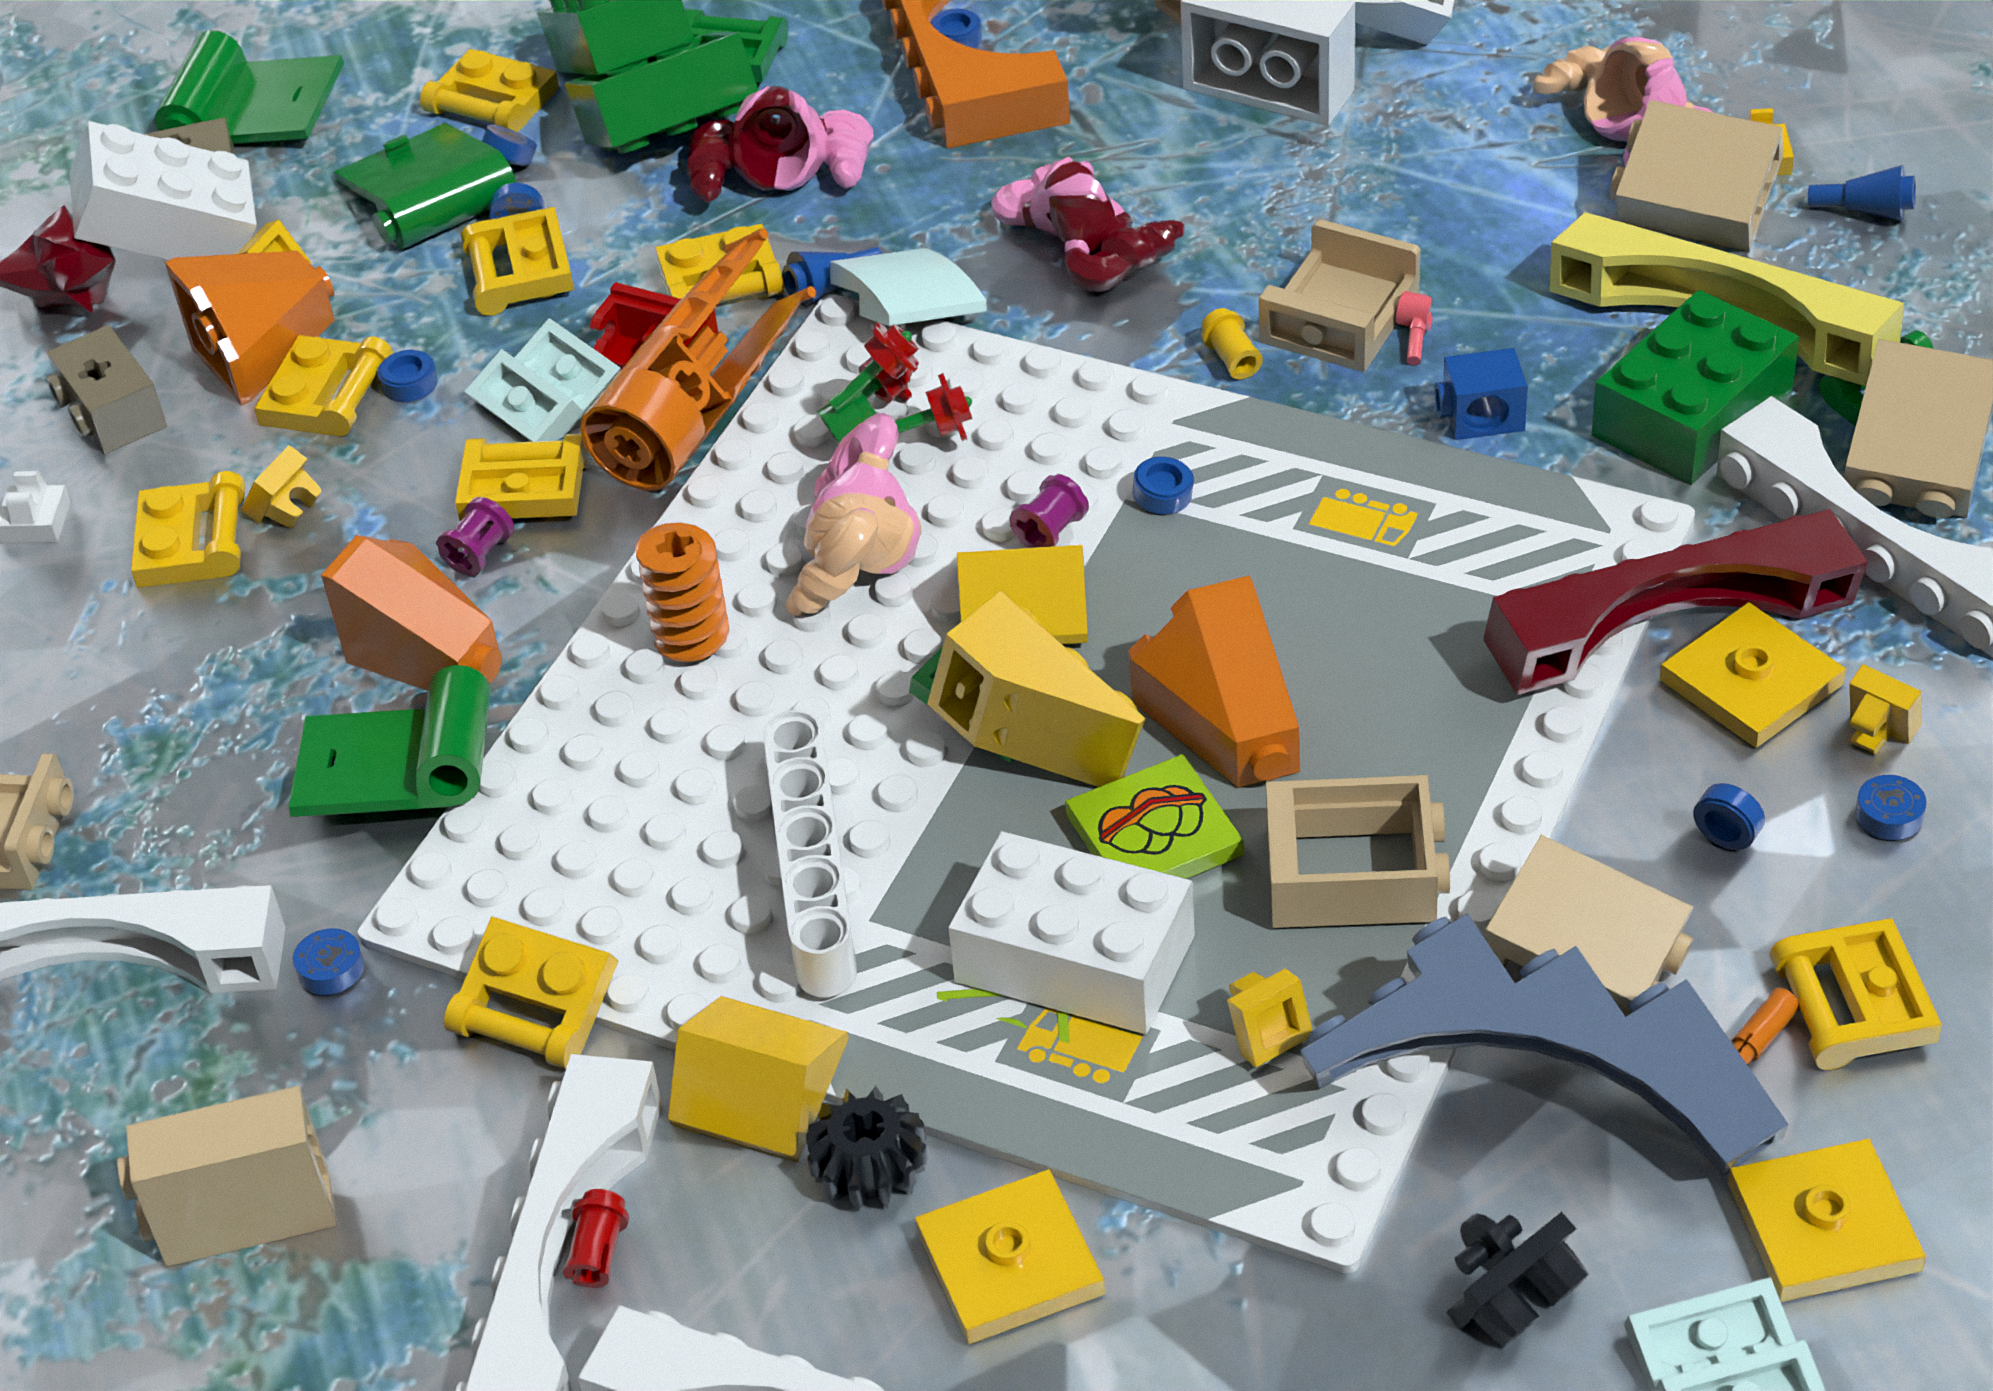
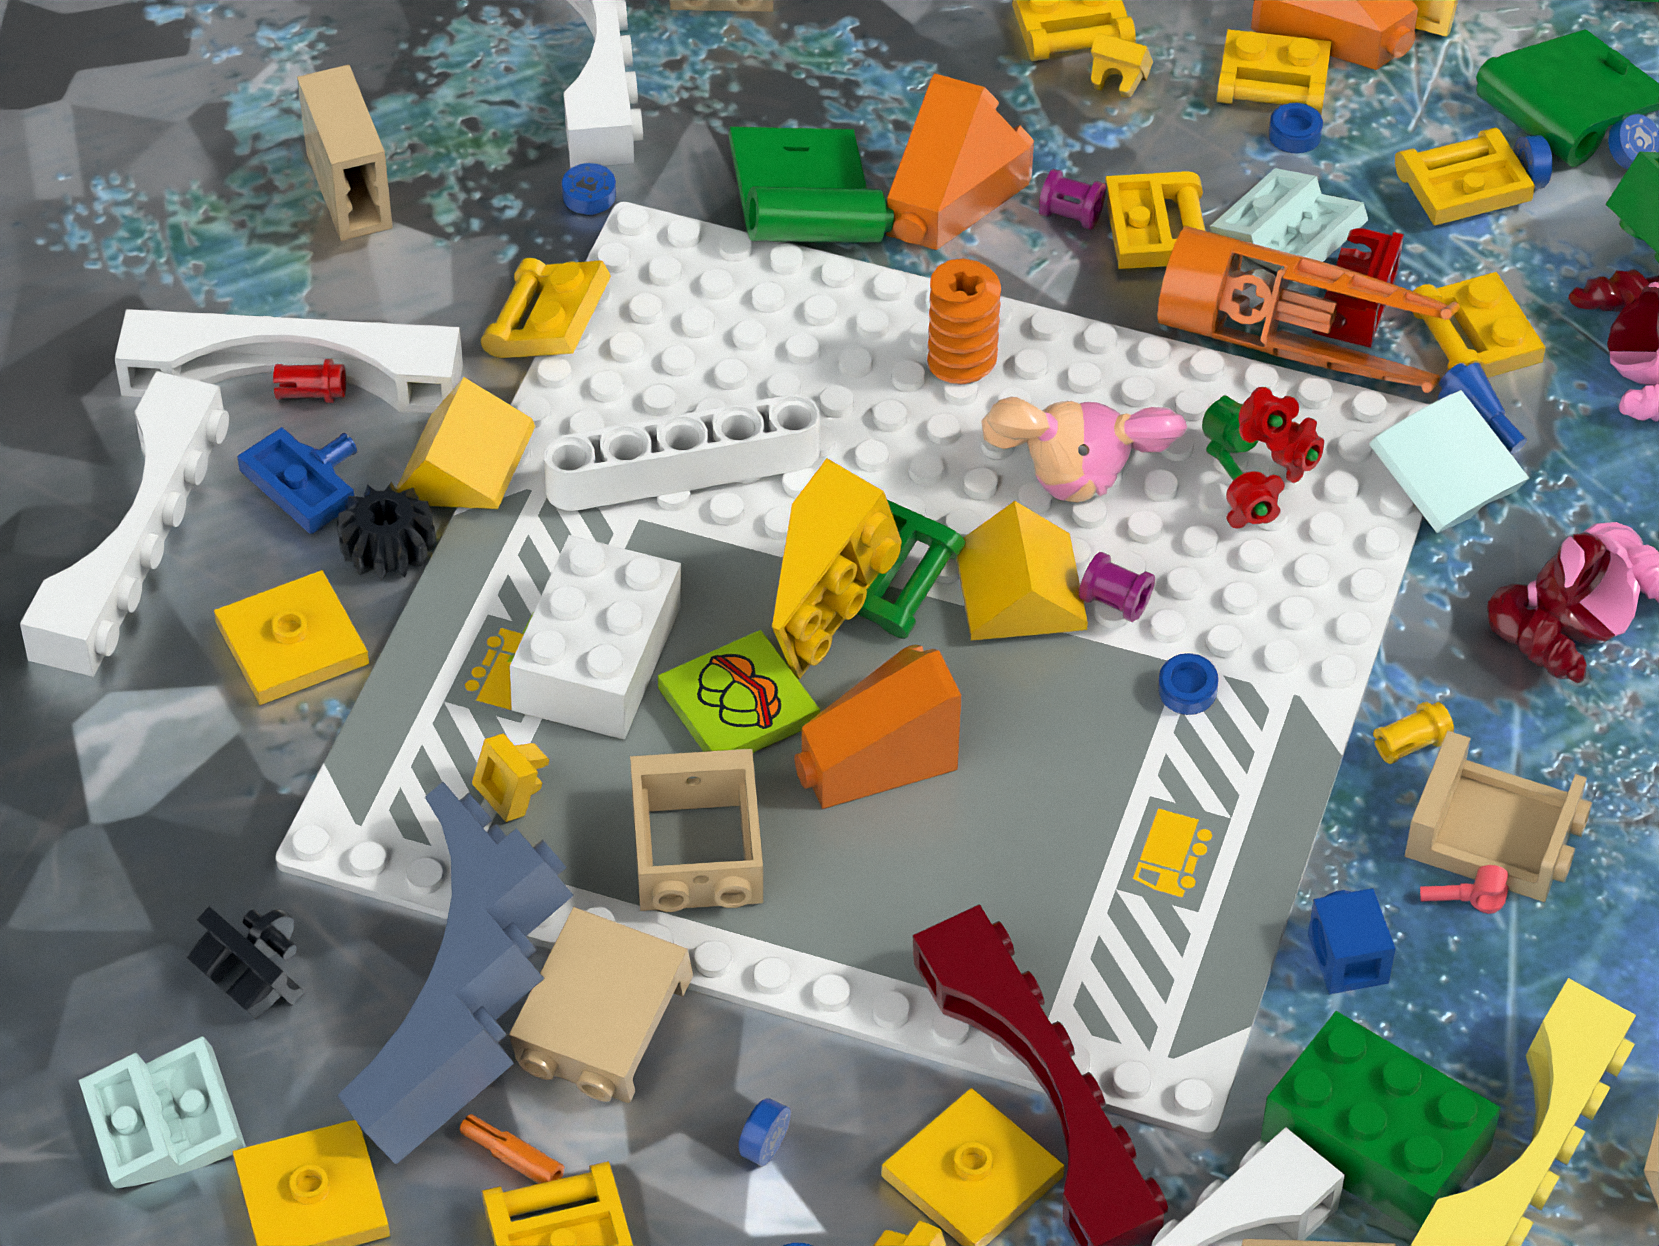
camera: 80 degrees right, 5 degrees up
(758, 1242) = (300, 477): none -> blue plate

